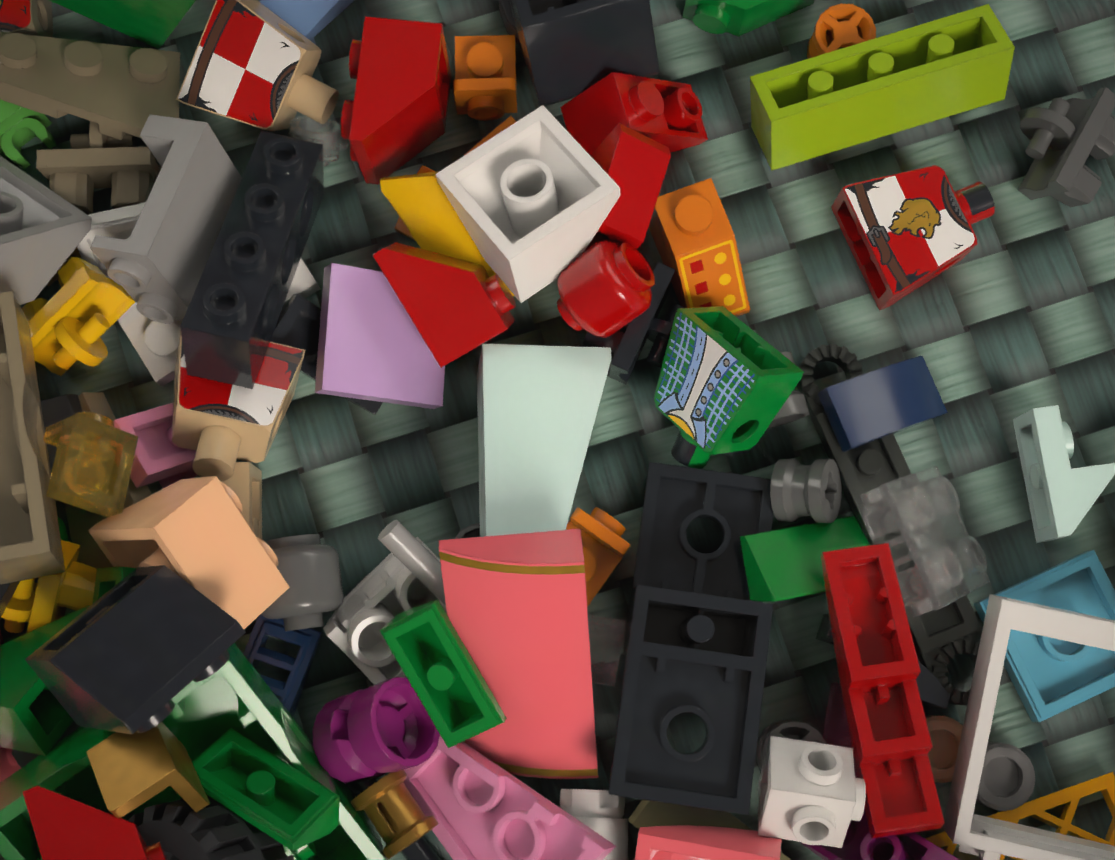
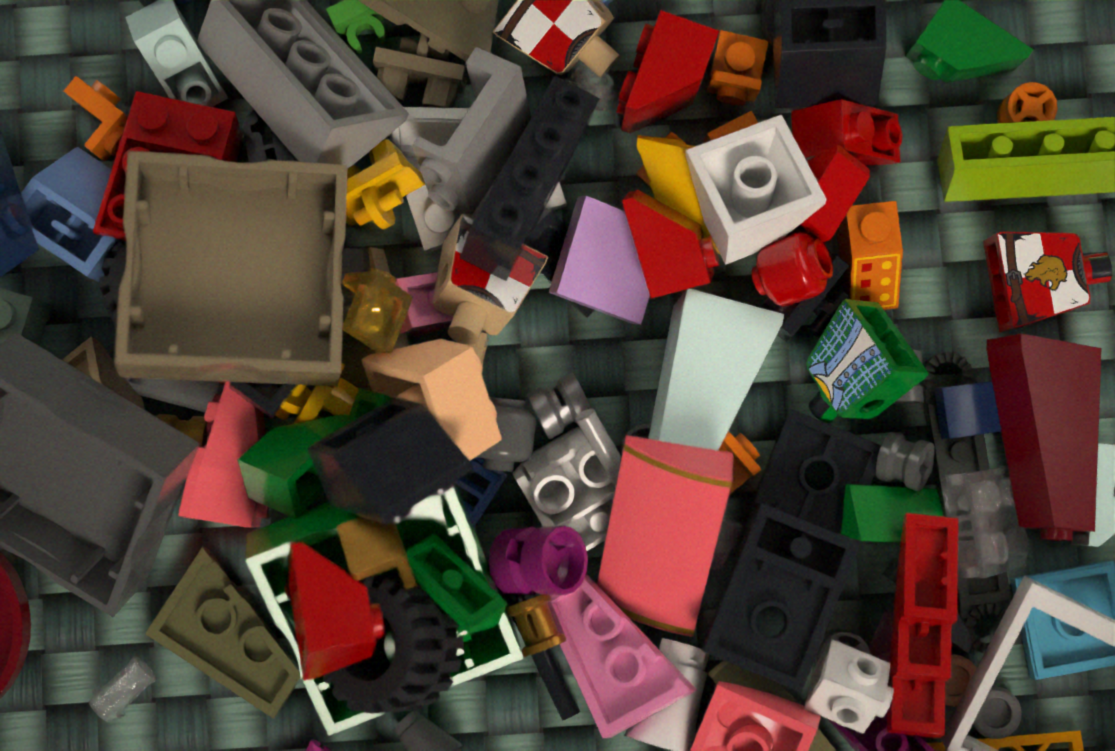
camera: 10 degrees right, 5 degrees up
(358, 529) = (548, 404): none -> flat silver wheel
(442, 673) = (600, 531): green slope -> none
(971, 407) = (1049, 429): none -> dark red slope

